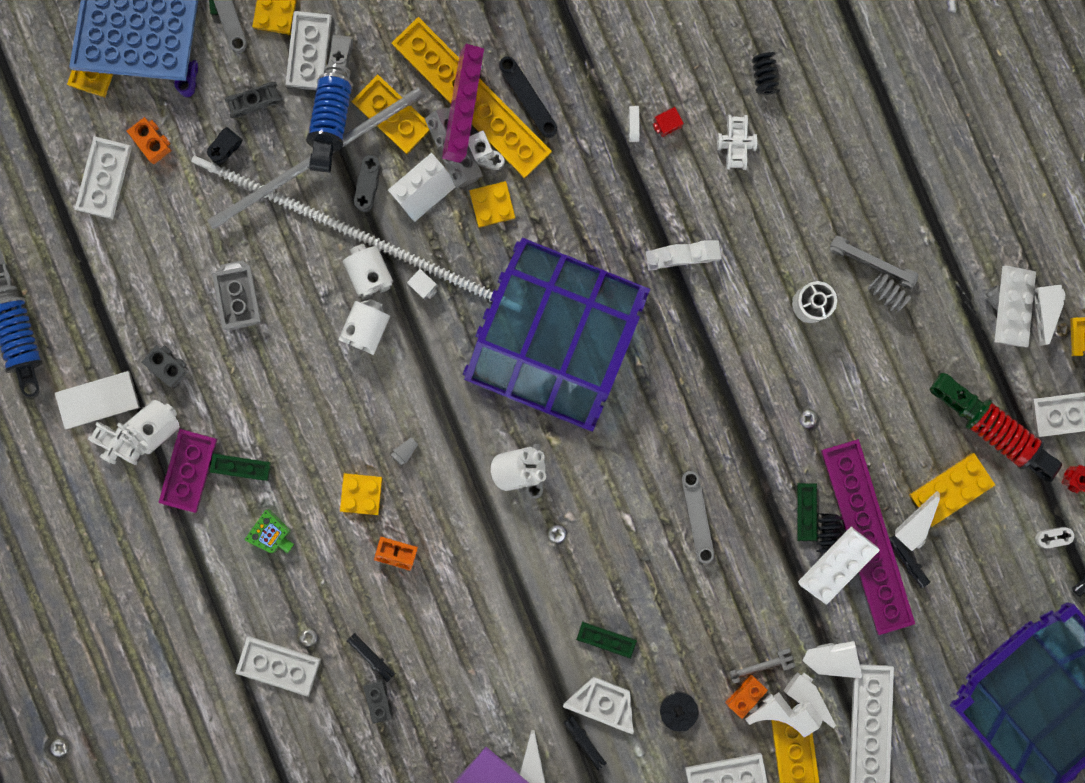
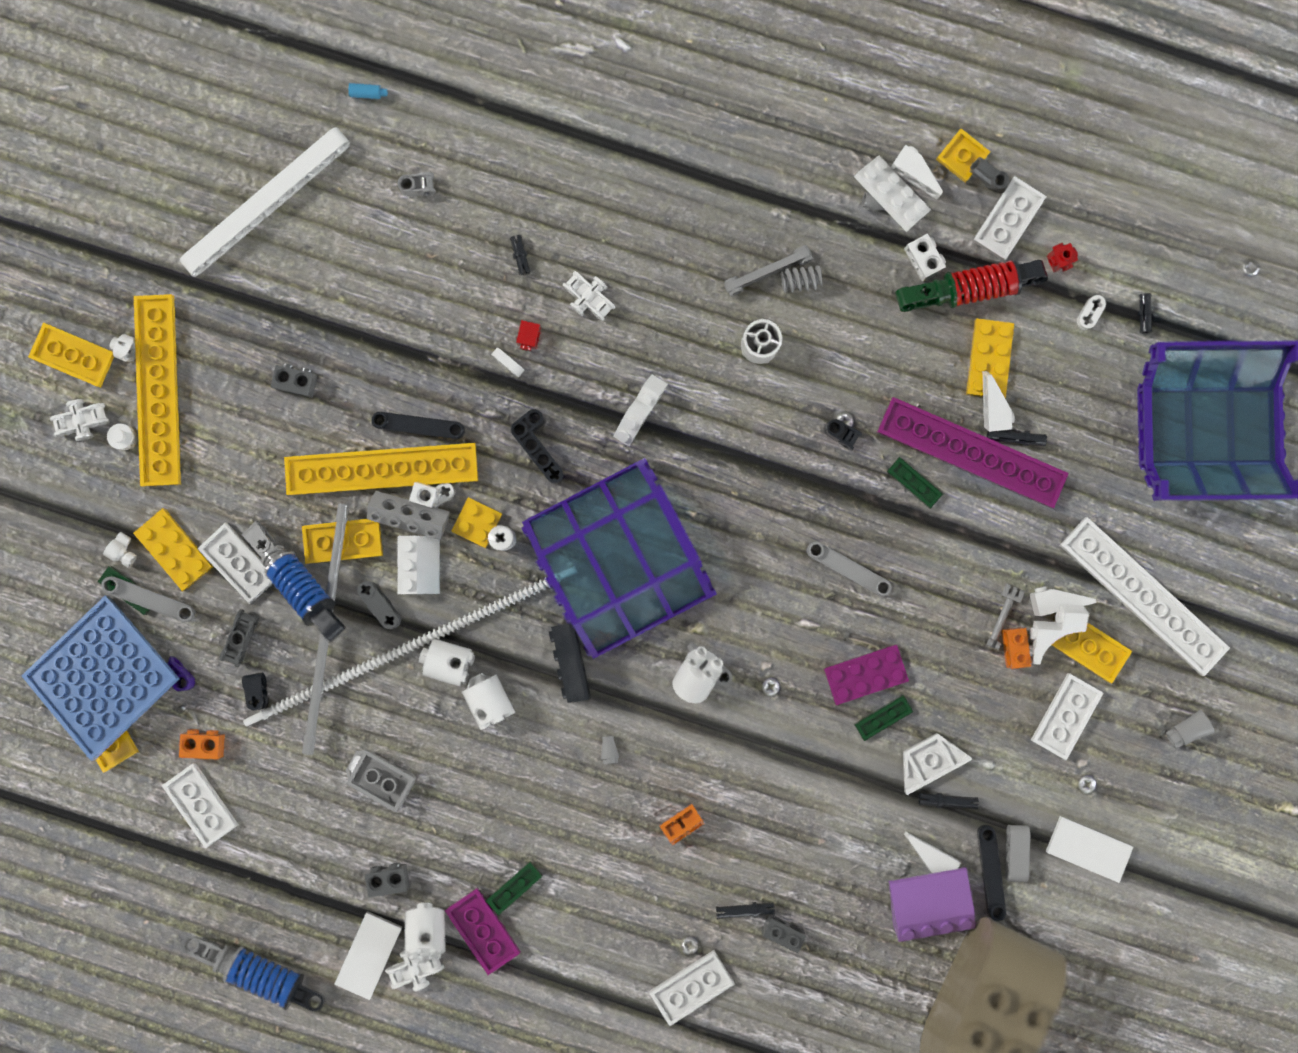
camera: 50 degrees left, 0 degrees up
(270, 534) = (585, 908): bright green torso -> none
(361, 494) = (613, 812): yellow plate -> none
(423, 285) = (493, 628): white brick -> none
(447, 364) = (571, 663): none -> black slope
(463, 103) = (380, 480): magenta brick -> none
(490, 229) = (495, 540): none -> white piece
(587, 205) = (539, 450): none -> black beam
(628, 598) = (866, 674): none -> magenta plate
(690, 709) = (988, 698): black plate -> none
(724, 63) = (520, 255): none -> black pin
(763, 73) = (554, 231): black piece -> none
(797, 426) = (843, 434): none -> black piece
(829, 531) = (946, 479): black piece -> none
(834, 660) = (1044, 557): white panel -> none
(838, 565) = (976, 493): white plate -> none
(983, 371) = (920, 259): none -> white brick

